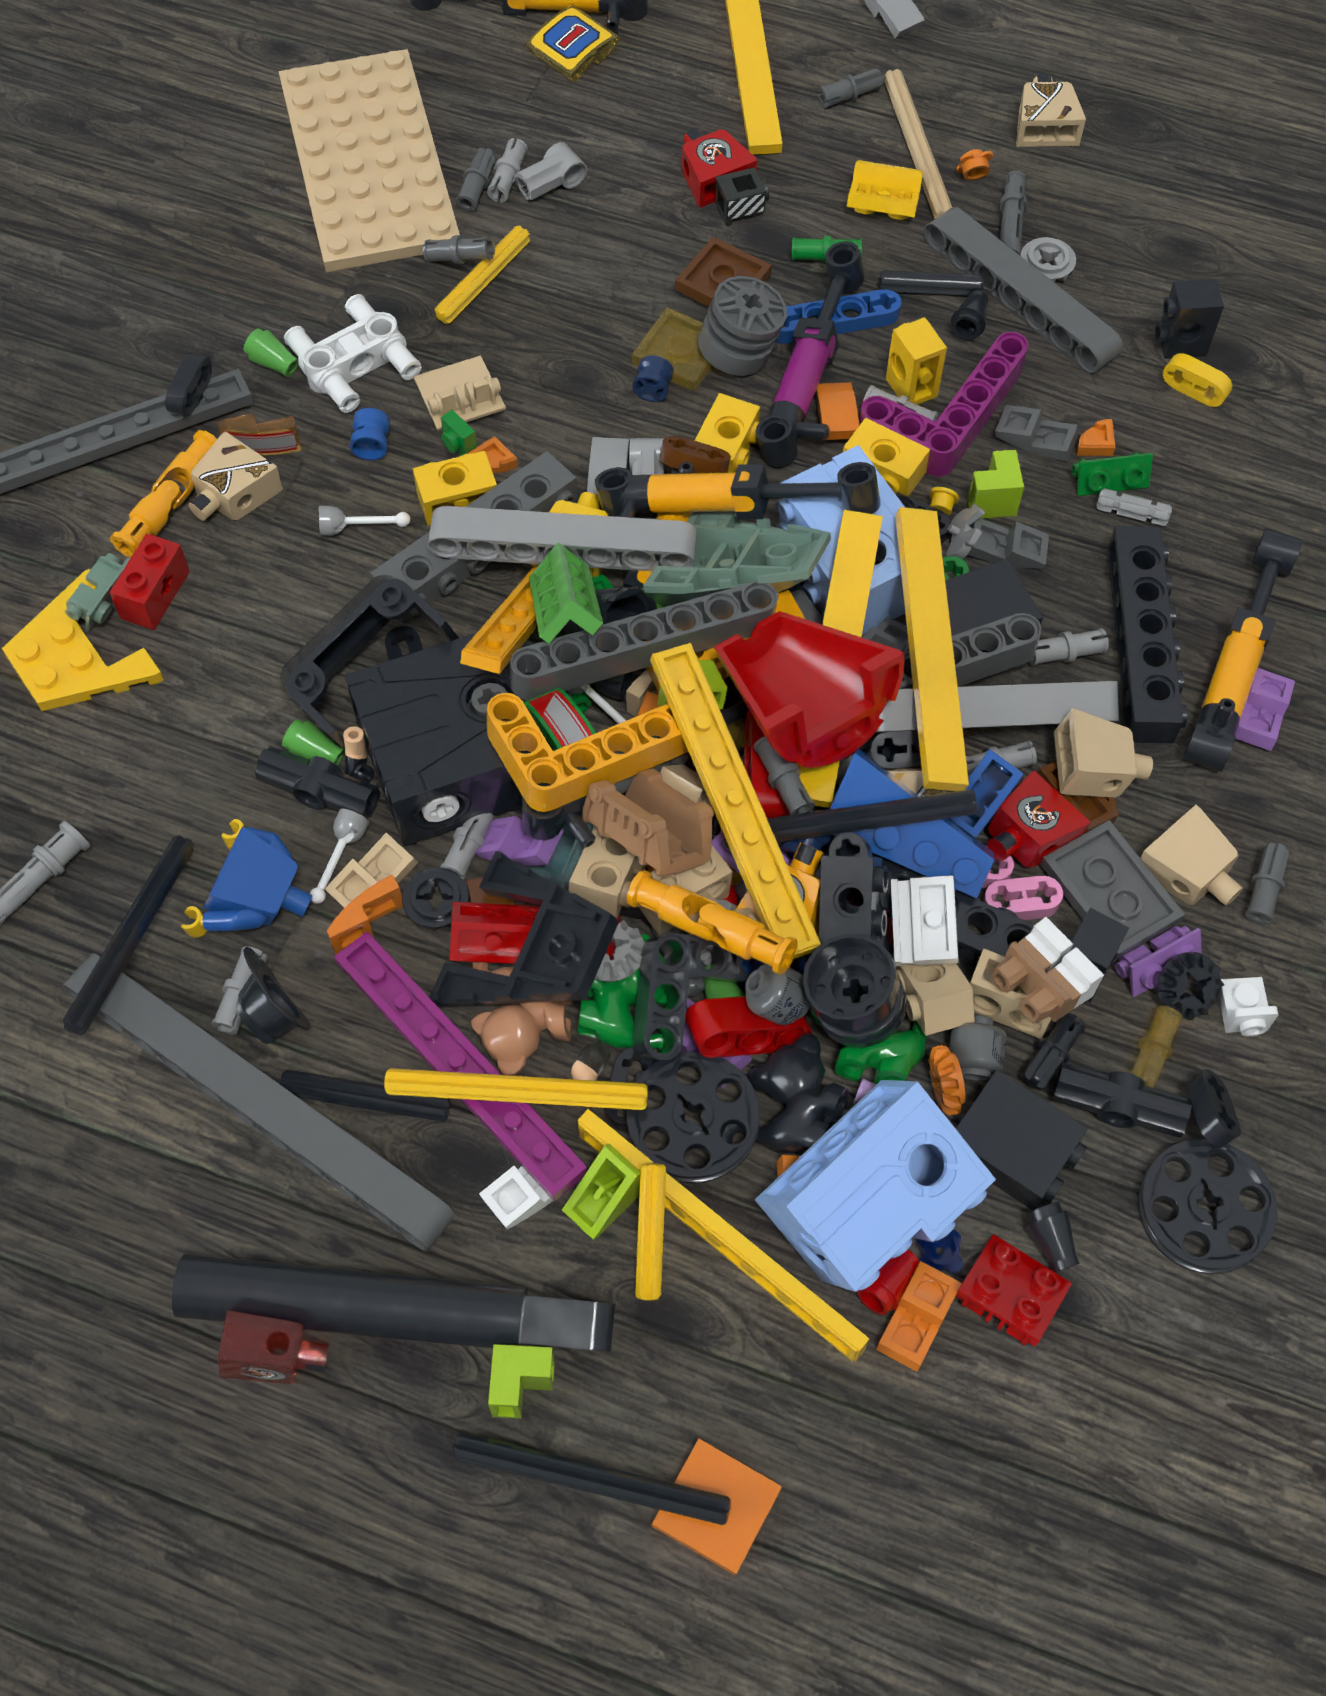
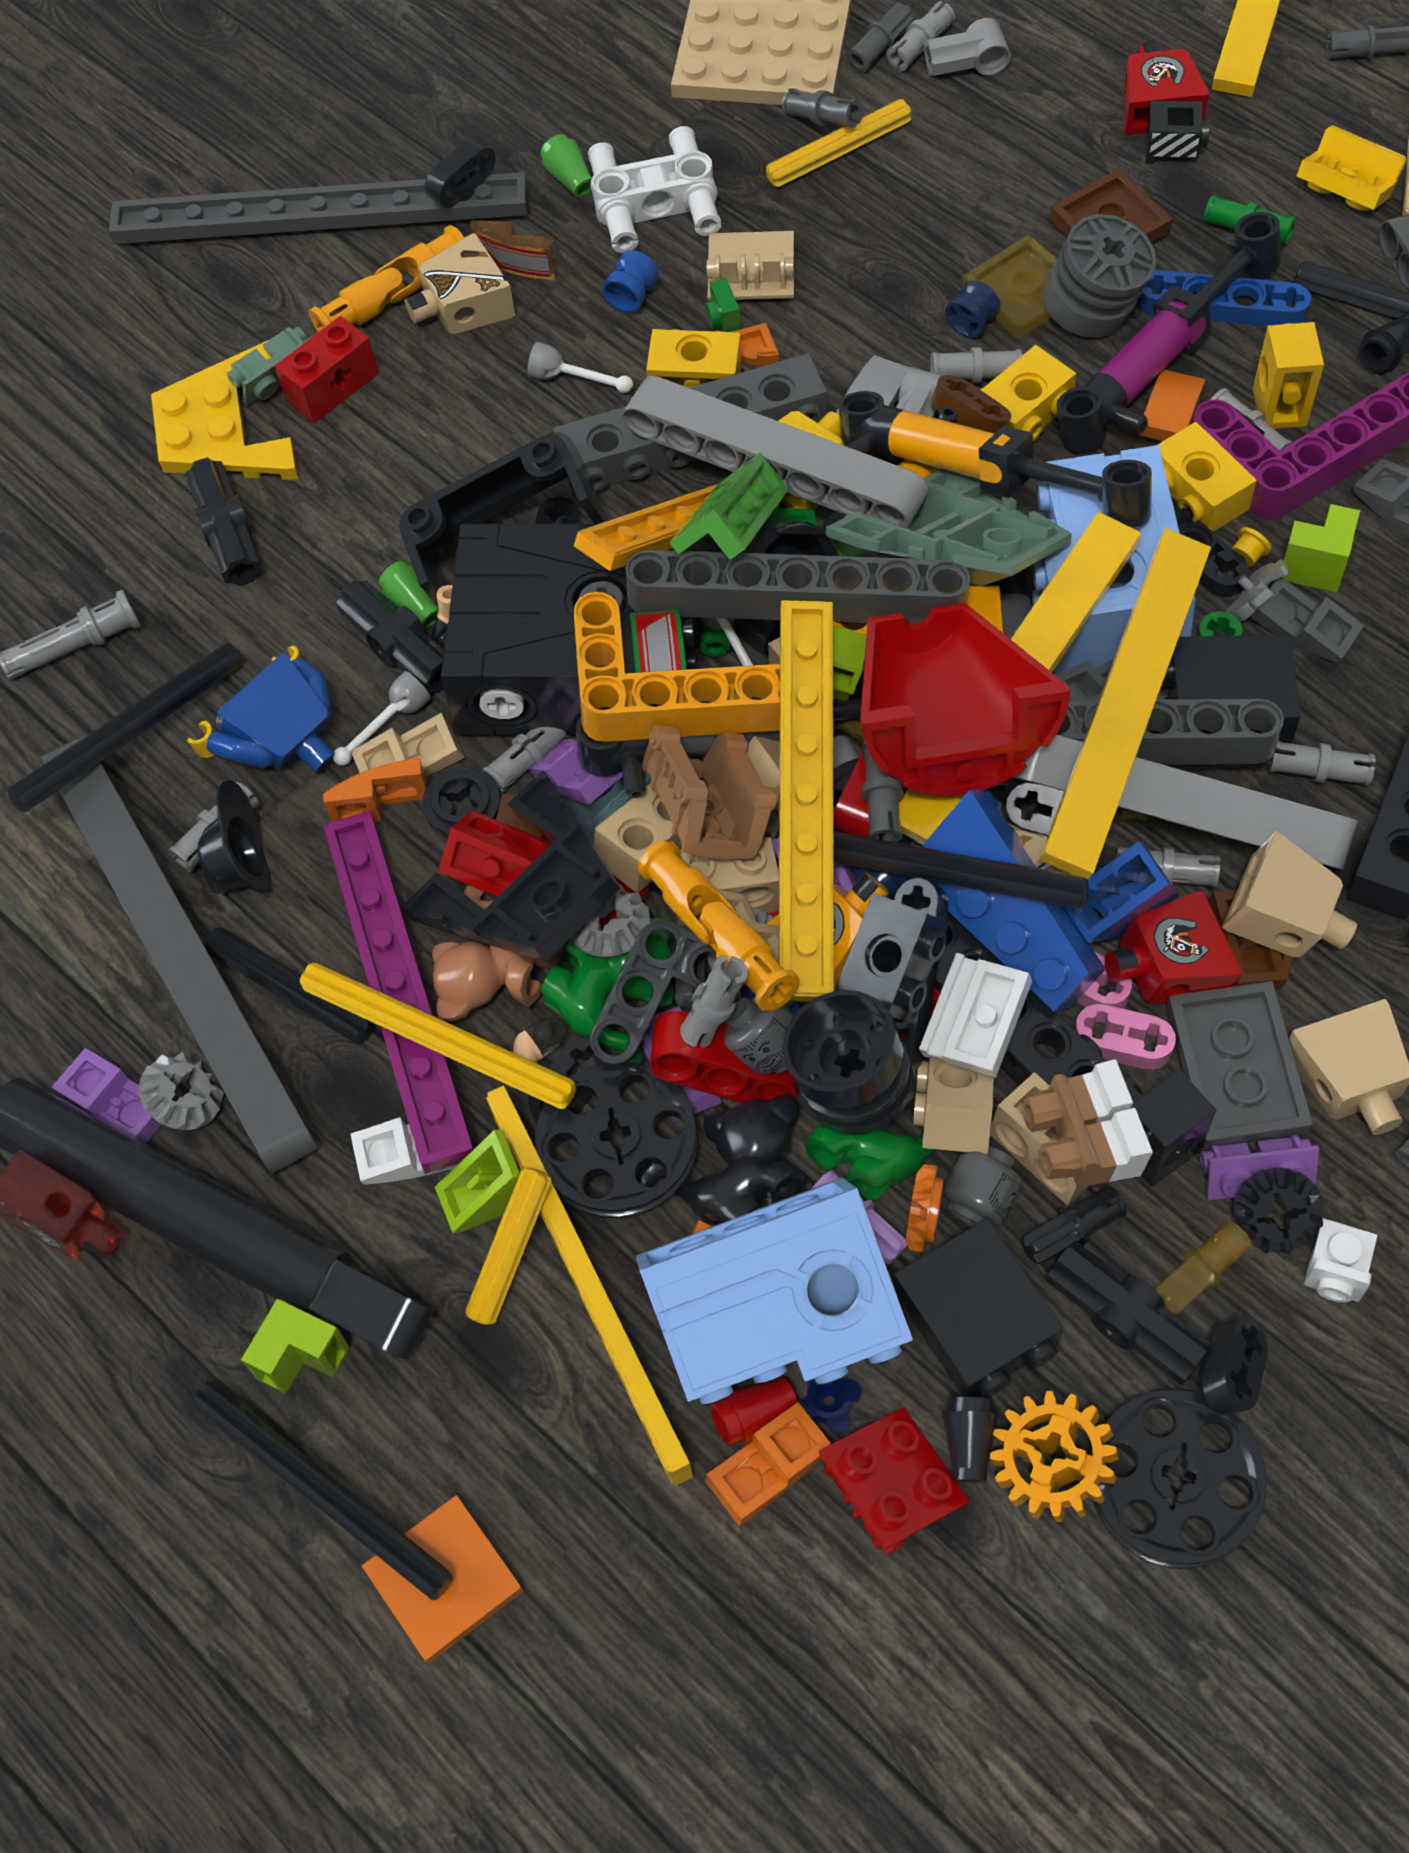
camera: 30 degrees right, 0 degrees up
(121, 736) = (223, 522): none -> black piece
(258, 1239) = (106, 1094): none -> medium lavender slope
(306, 1219) = (192, 1109): none -> light grey gear
(675, 421) = (973, 364): none -> light grey pin
(737, 981) = (713, 1001): none -> light grey pin
(1139, 1224) = (1048, 1479): none -> light orange gear

